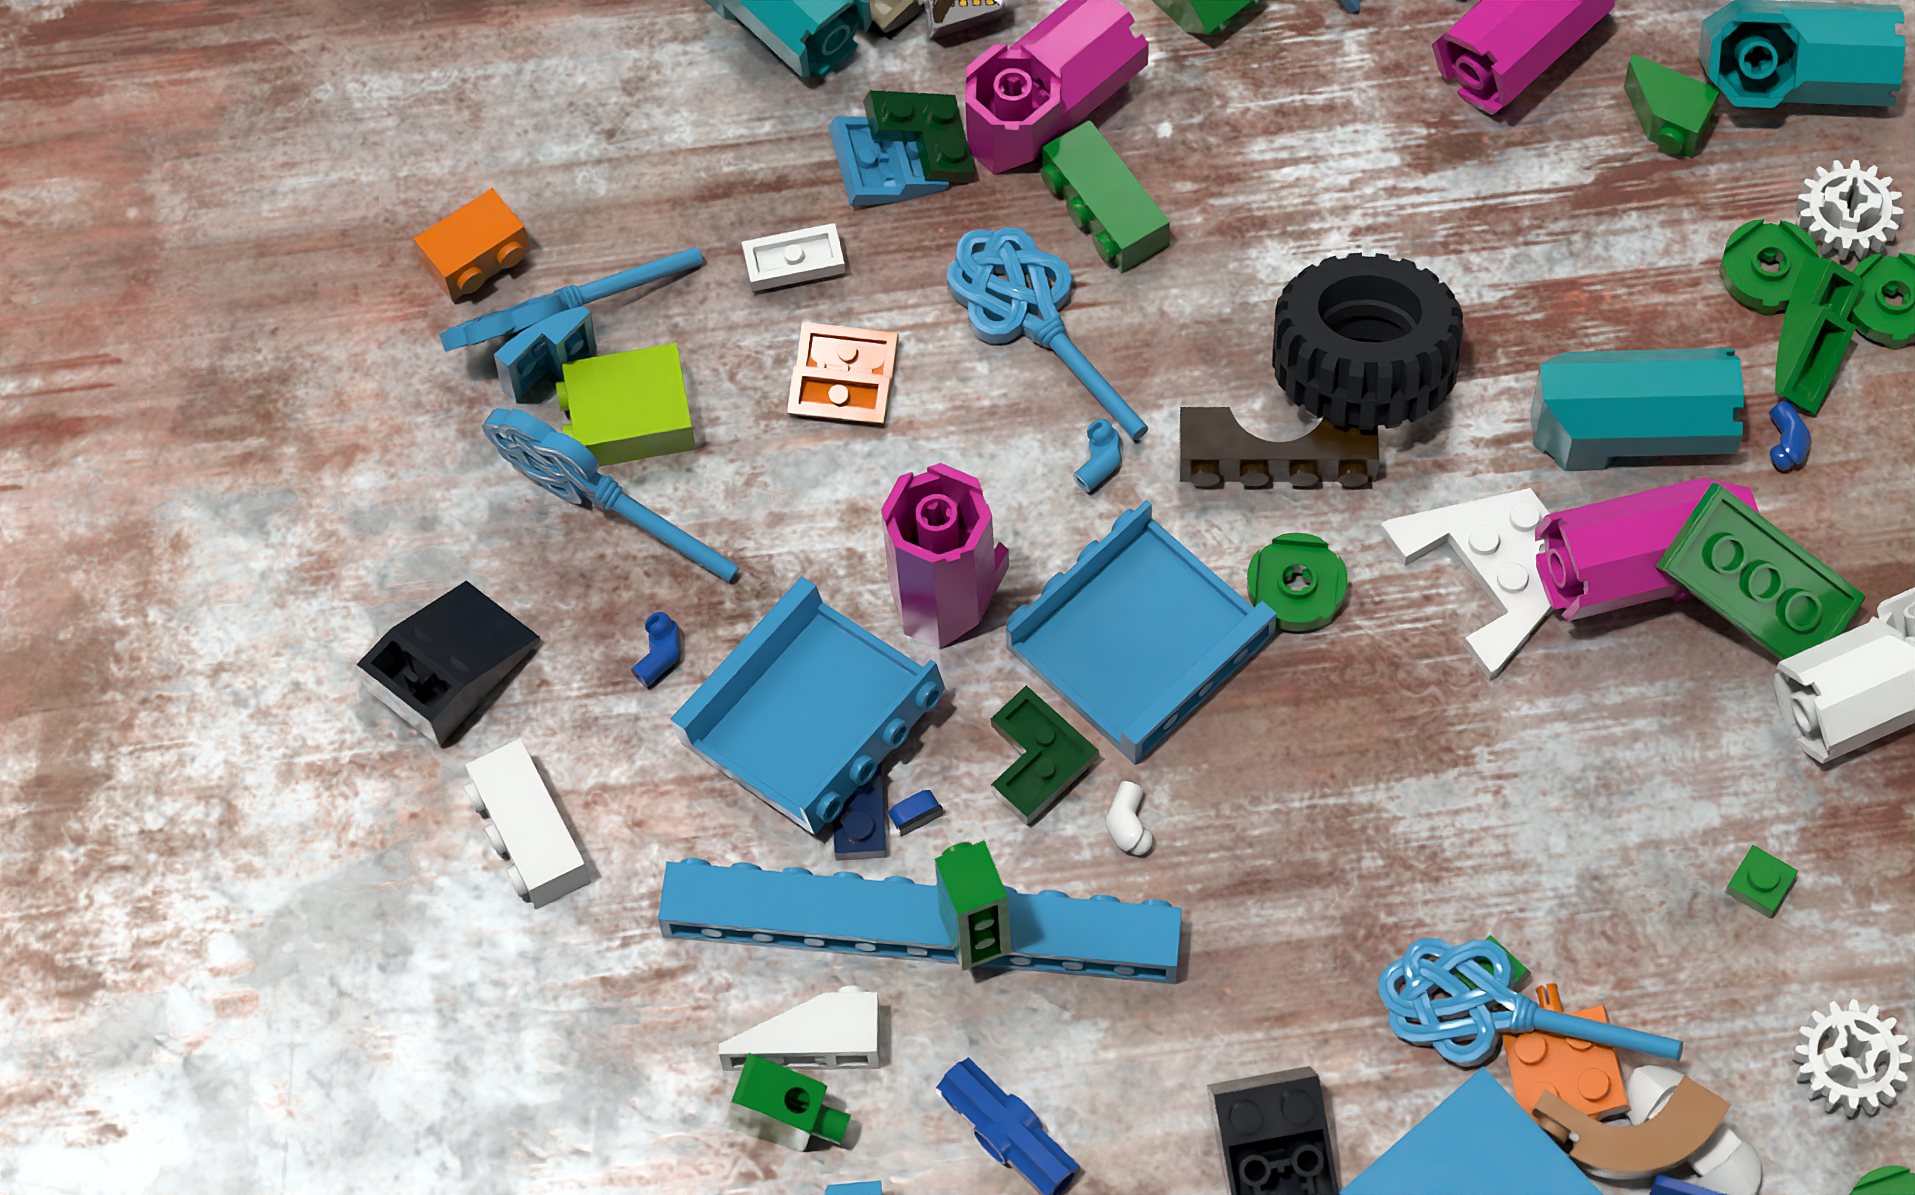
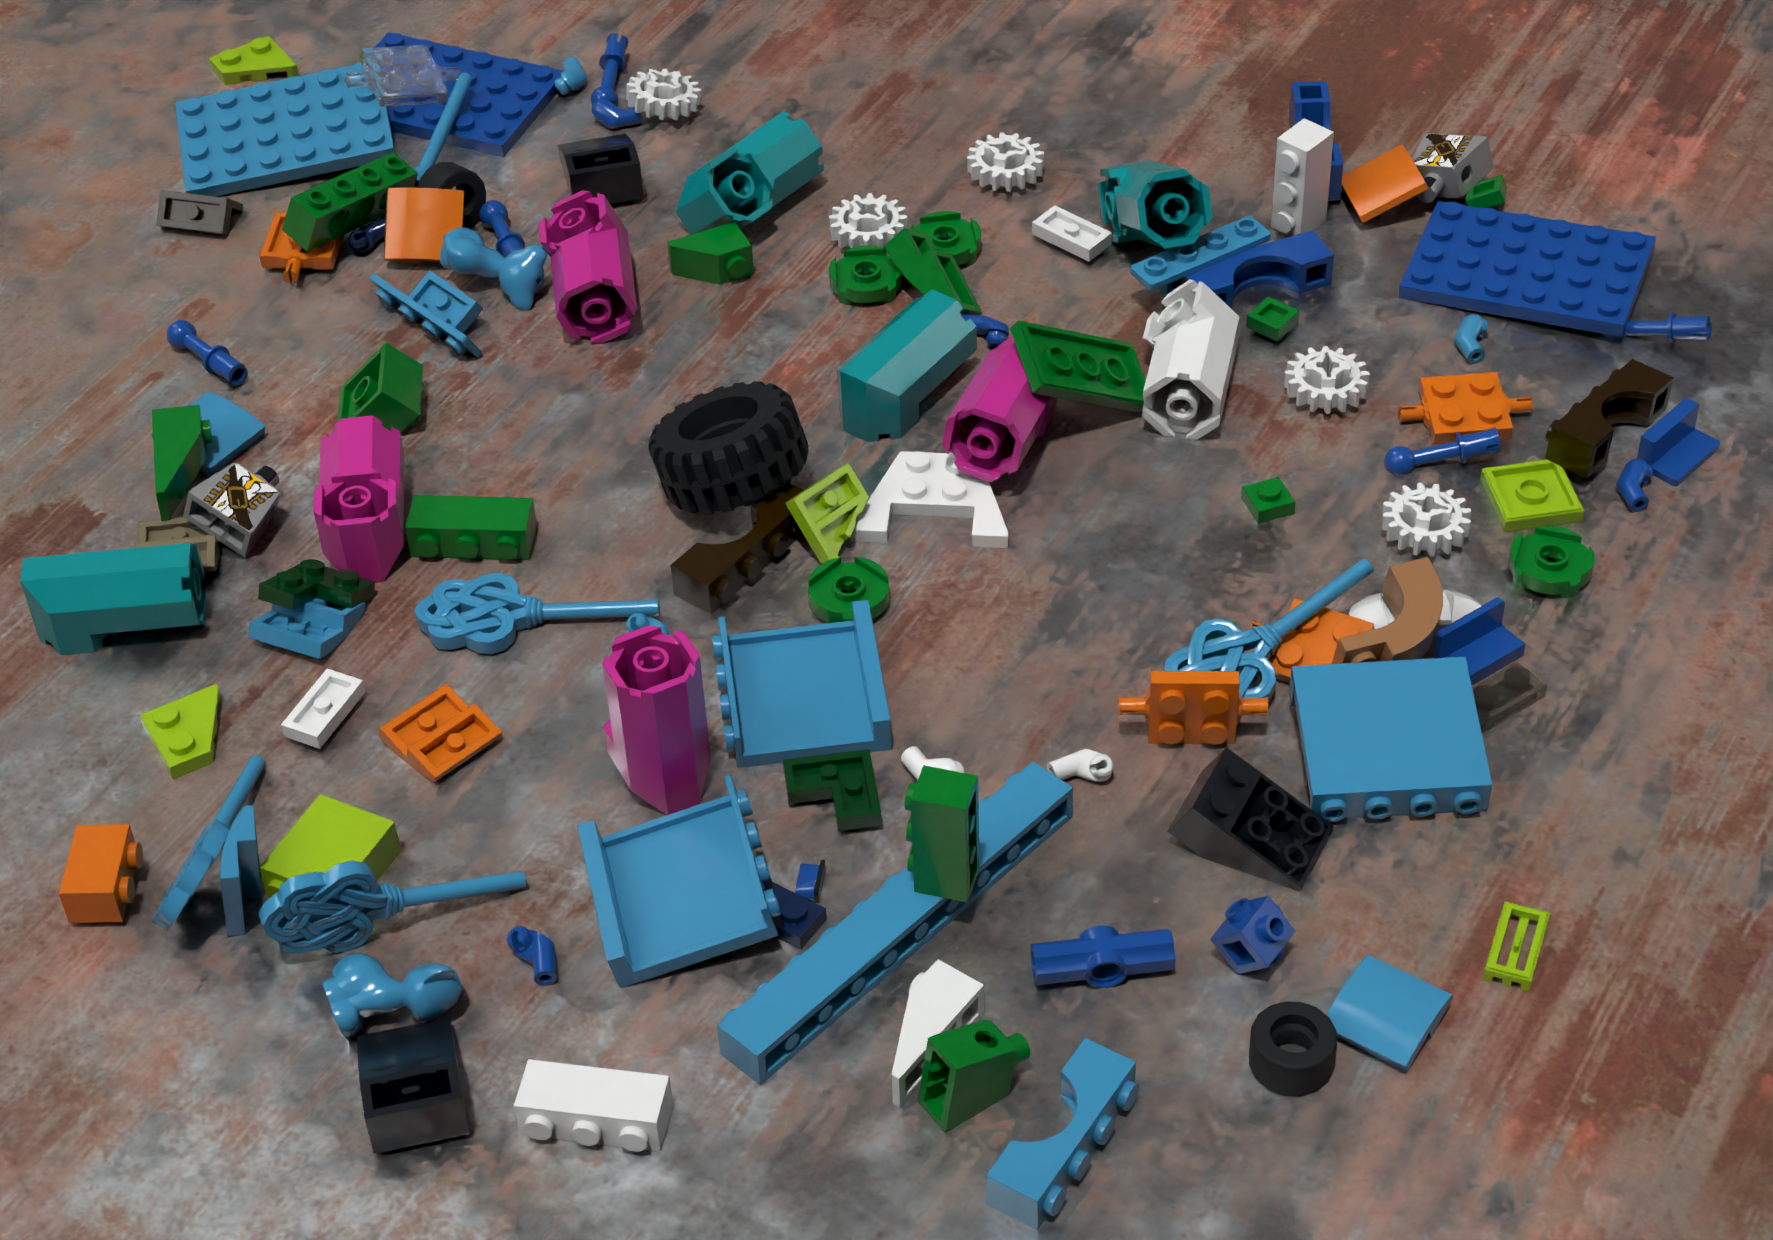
camera: 55 degrees left, 20 degrees down
(505, 550) = (365, 989): none -> dark azure animal
(687, 168) = (185, 730): none -> lime wing
(1241, 948) = (1083, 764): none -> white arm
(1361, 997) = (1193, 707): none -> orange plate
(1372, 489) = (829, 511): none -> lime wing

